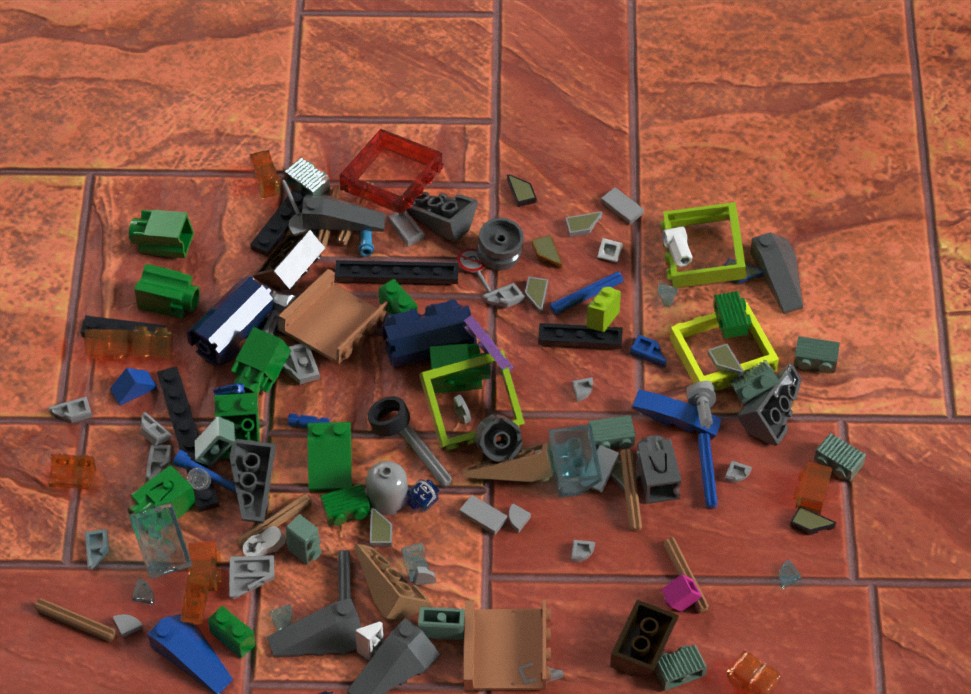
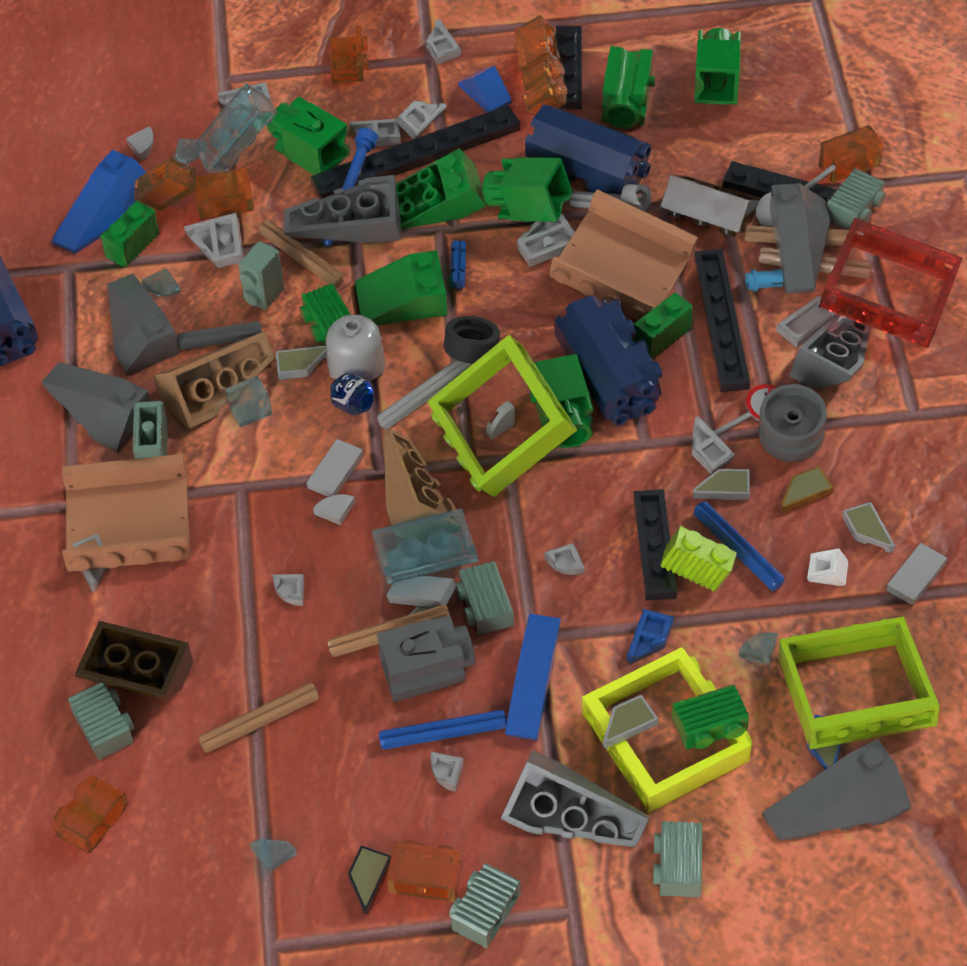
camera: 85 degrees right, 0 degrees up
(75, 620) = (145, 97): medium nougat axle -> none
(197, 475) = (337, 159): clear wheel -> none
(214, 441) = (395, 161): sand green brick -> none
(230, 389) = (481, 170): blue axle -> none
(267, 542) = (255, 233): white piece -> none
(369, 639) = (113, 358): white slope -> none
(424, 576) = (225, 408): light grey tile -> none
(486, 343) = (587, 398): medium lavender wing -> none
(510, 436) = (441, 454): dark grey brick -> none
(521, 190) = (908, 446): tile -> none
(676, 241) = (839, 630): white piece -> none
(681, 593) = (217, 707): dark pink brick -> none
(703, 397) = (561, 701): light grey piece -> none
(755, 382) = (598, 767): sand green brick -> none

